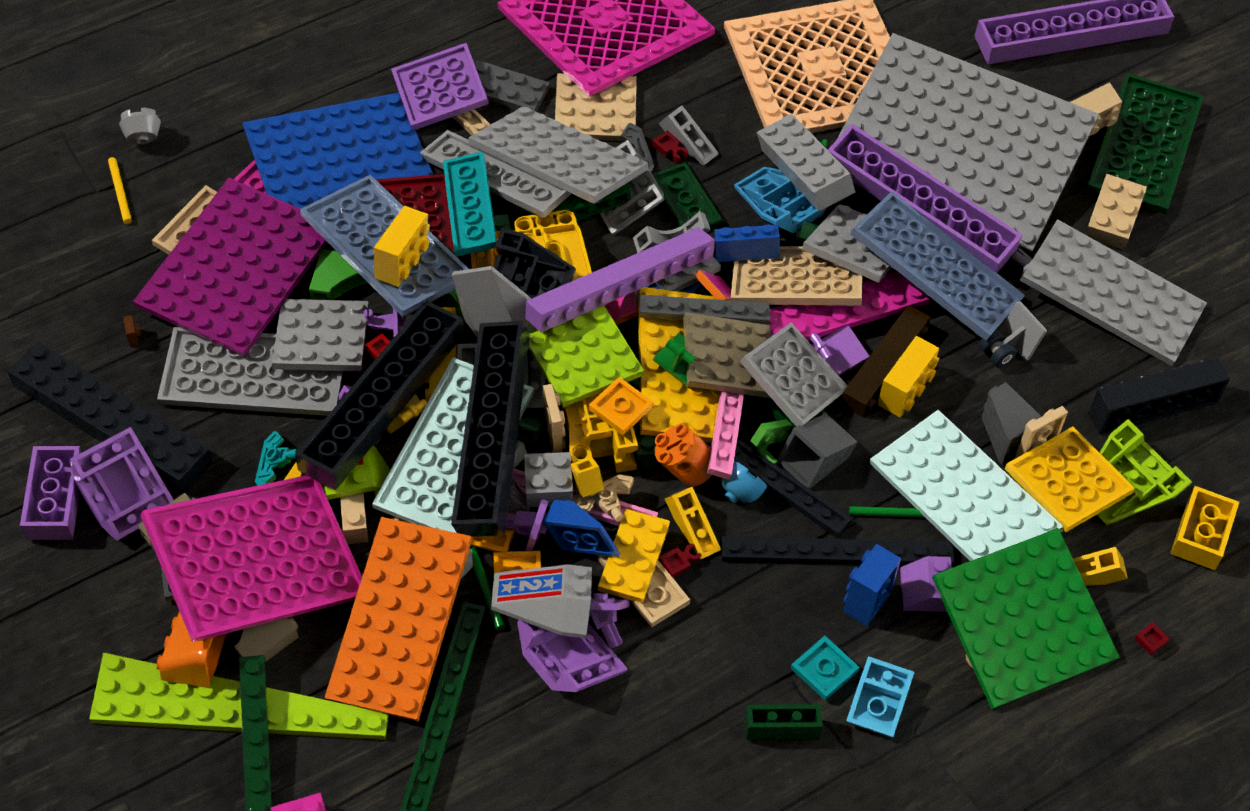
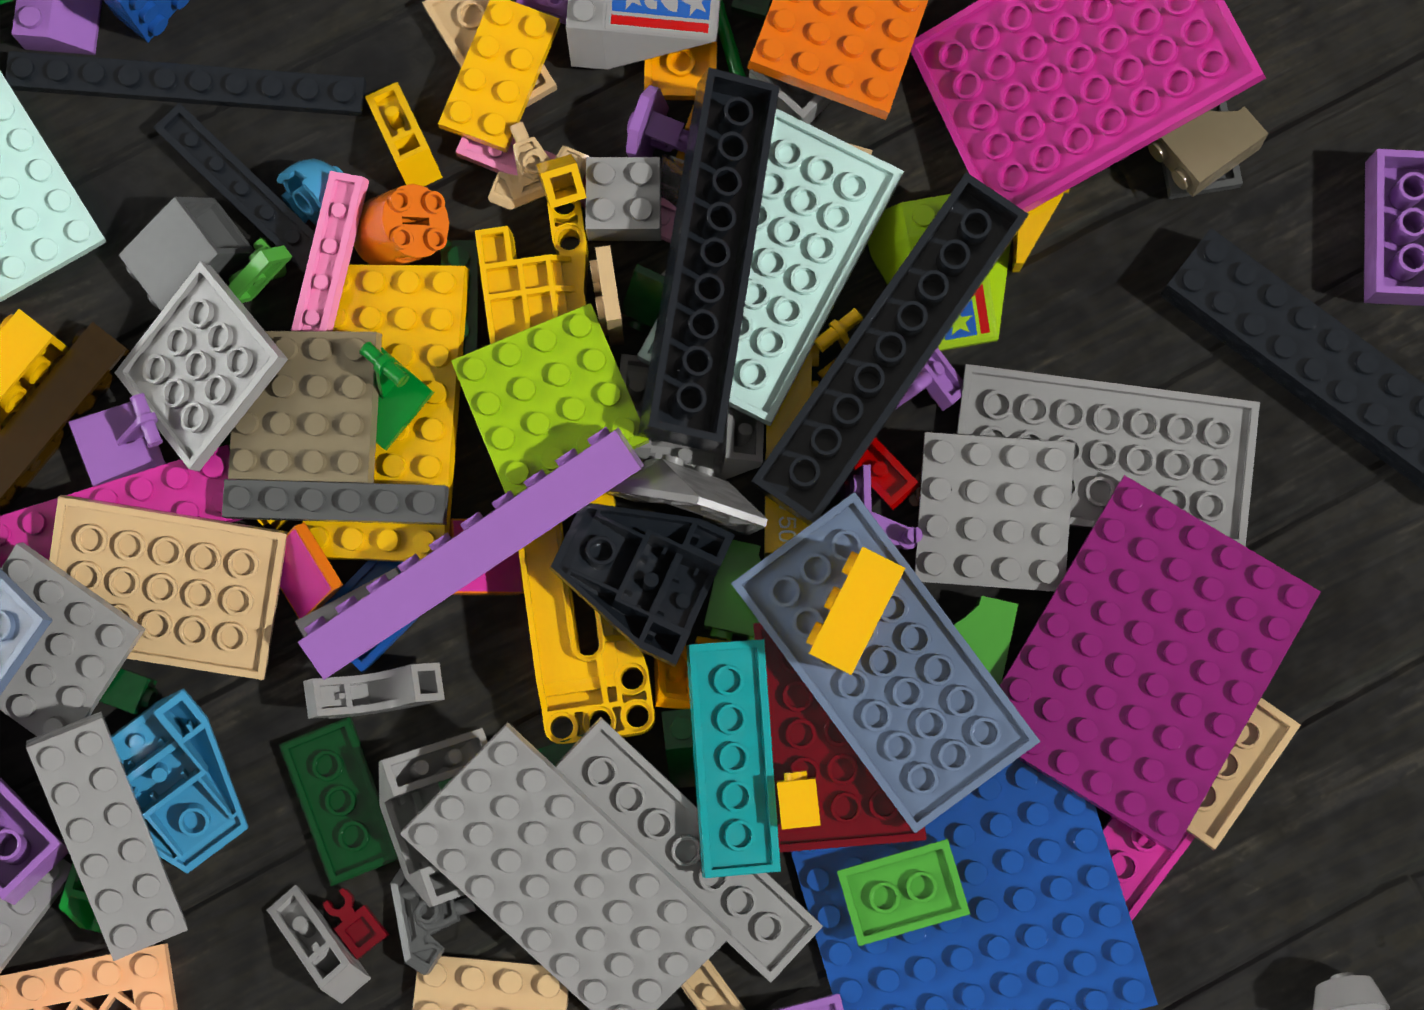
camera: 170 degrees left, 25 degrees up
(119, 190) = (1370, 872): yellow bar -> none
(119, 483) = (1297, 223): medium lavender slope -> none
(132, 331) = (1316, 545): reddish brown plate -> none
(272, 458) = (1063, 285): teal piece -> none
(354, 519) = (931, 162): tan slope -> none
(377, 159) = (903, 892): none -> bright green plate
(433, 186) = (798, 800): none -> yellow brick
(577, 530) = (577, 100): blue slope -> none
(621, 405) = (495, 292): light orange plate -> none
(679, 562) = (436, 71): dark red plate -> none
(747, 243) = (242, 672): blue slope -> none
(885, 512) = (101, 149): green piece -> none

